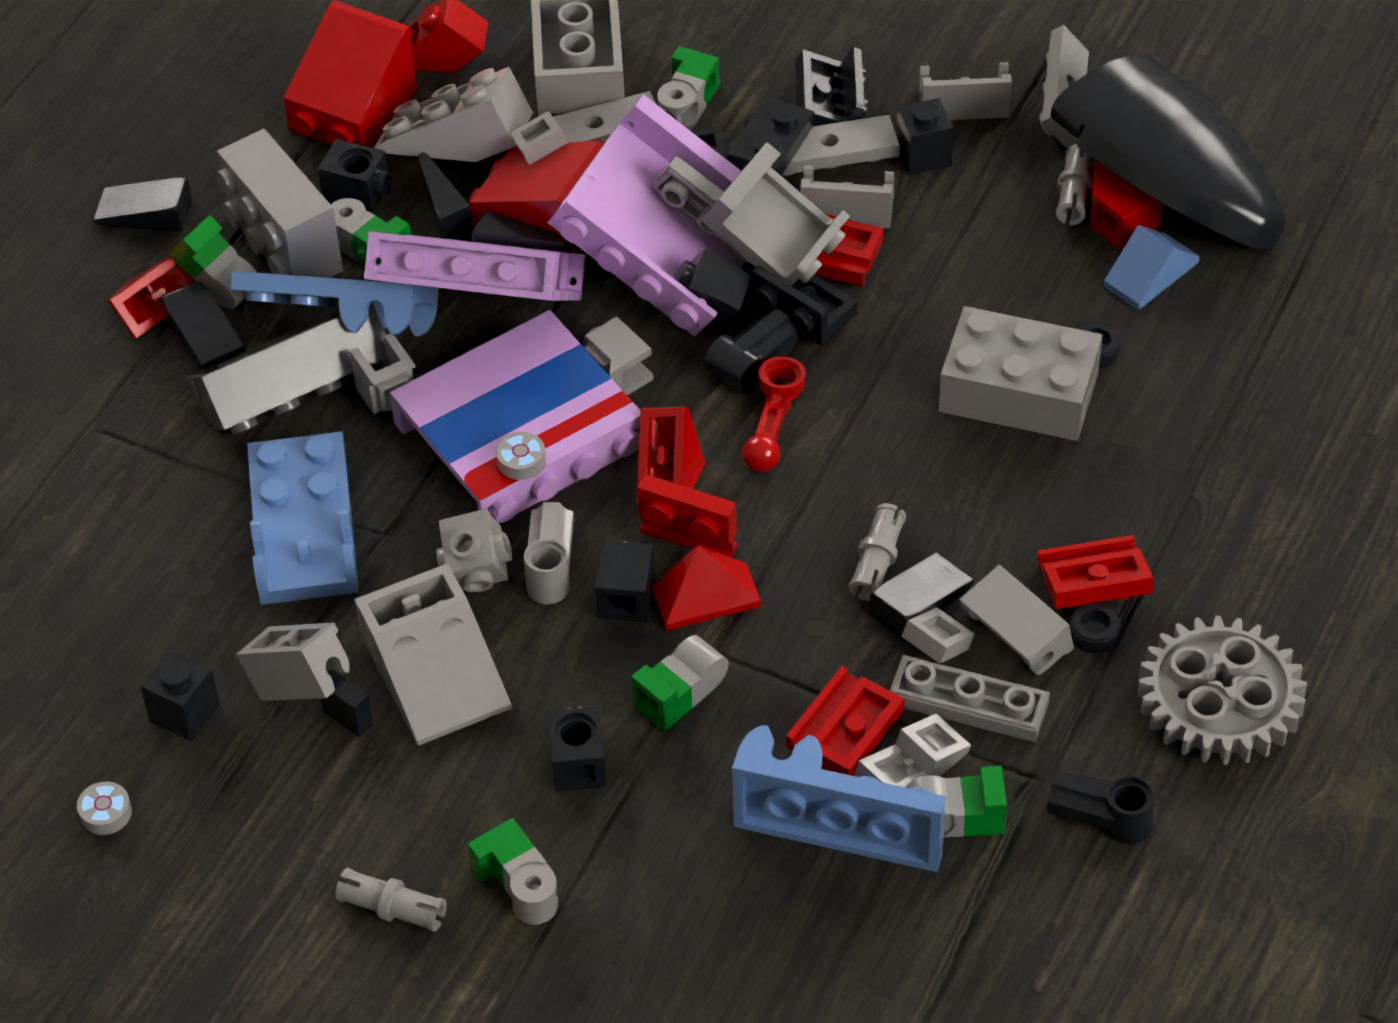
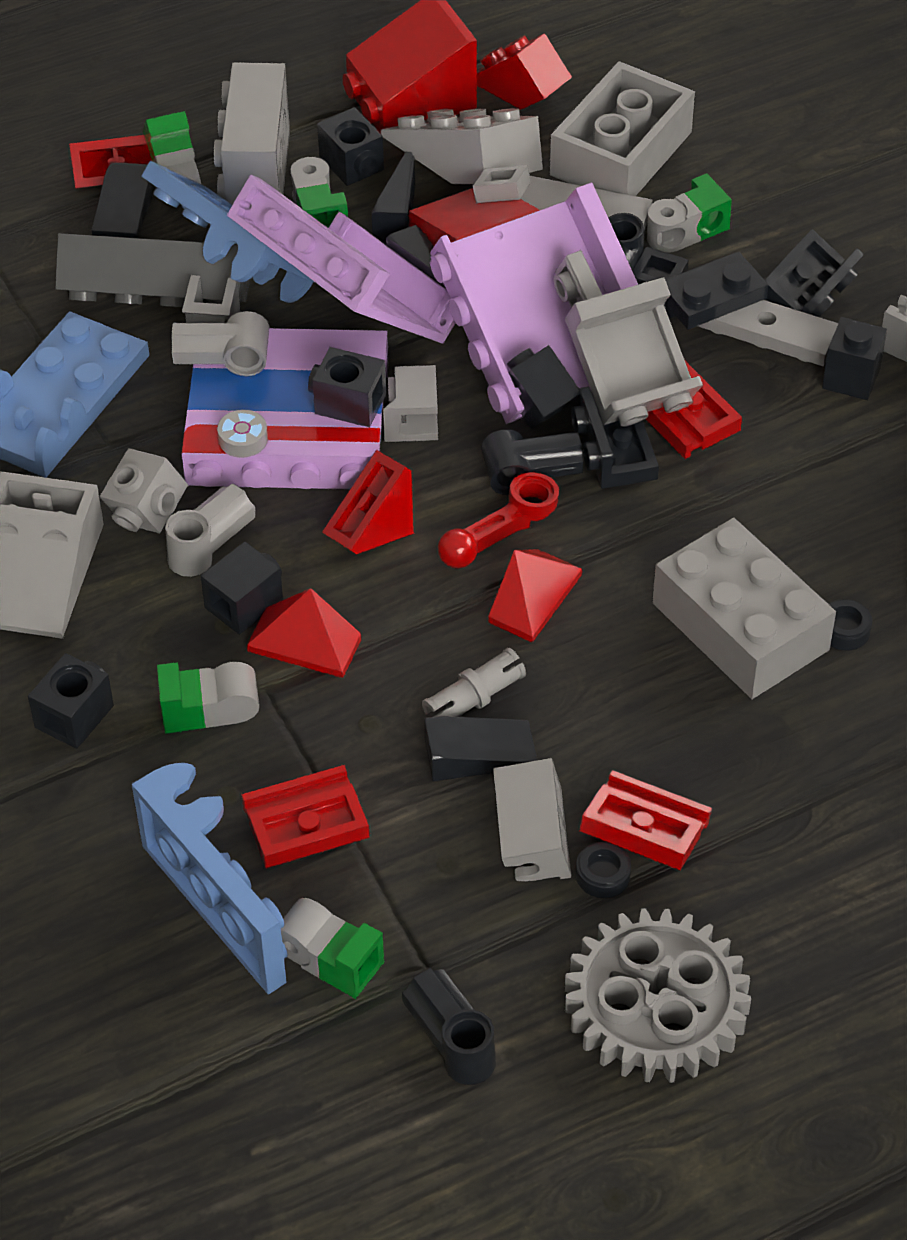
camera: 35 degrees right, 0 degrees up
(147, 205) = (180, 90): slope -> none
(445, 385) = (237, 344): none -> light grey piece
(576, 369) = (348, 386): none -> black brick
(686, 516) = (336, 563): red plate -> none
(848, 456) = (532, 592): none -> red slope
(862, 202) = (738, 380): light grey hinge -> none
(920, 751) = (346, 885): light grey slope -> none
(938, 635) = (455, 790): light grey tile -> none
(970, 698) = (435, 863): light grey tile -> none

